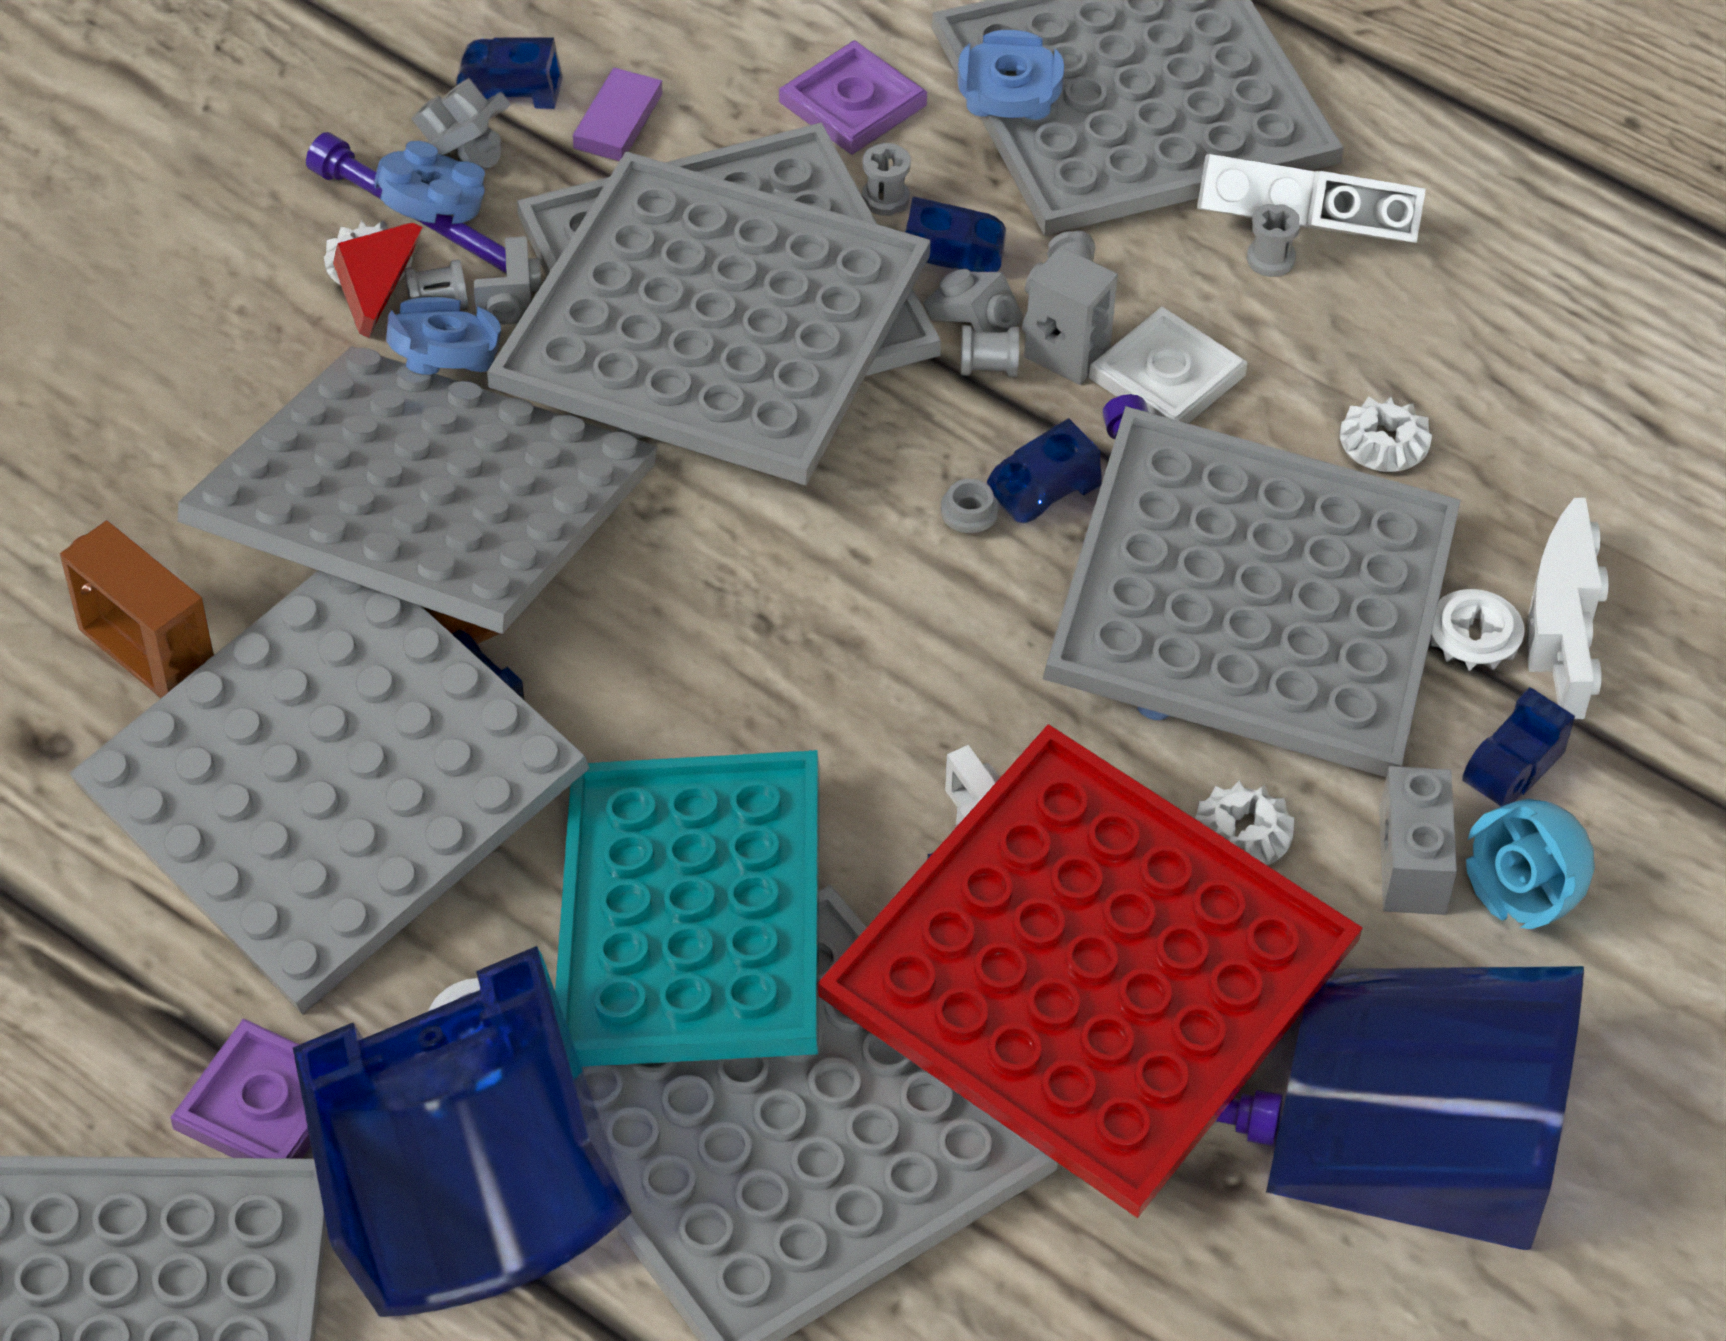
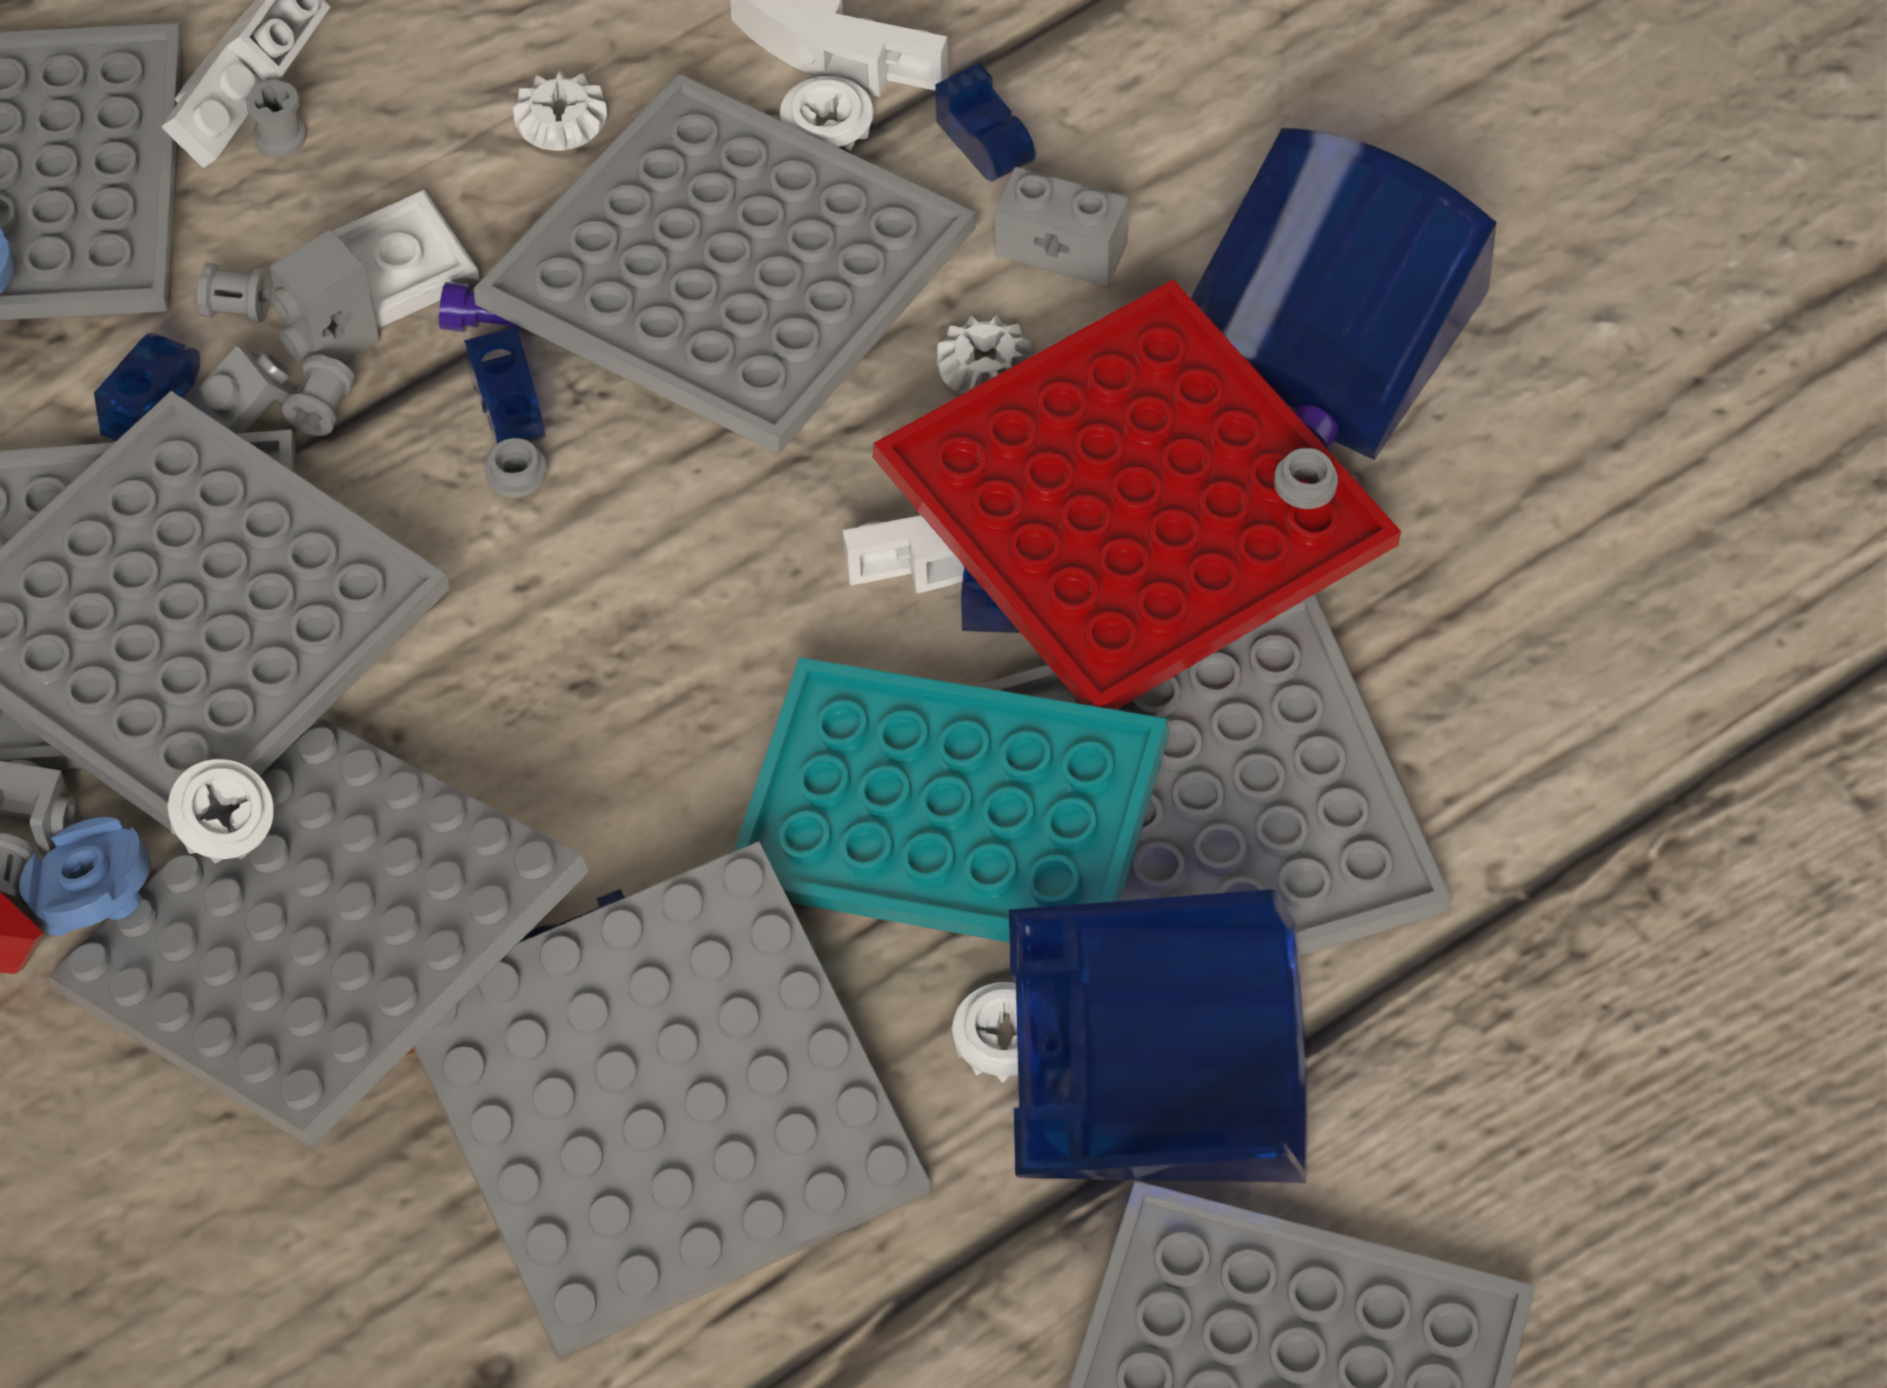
camera: 70 degrees left, 5 degrees up
(136, 608) = (385, 1232): dark orange window -> none
(248, 1099) = (1027, 1243): medium lavender tile -> none
(505, 358) = (230, 784): none -> white gear
(886, 179) = (37, 413): light grey bush -> none
(1158, 1079) = (1310, 466): none -> light grey plate
(1530, 862) = (1123, 146): medium azure cylinder -> none

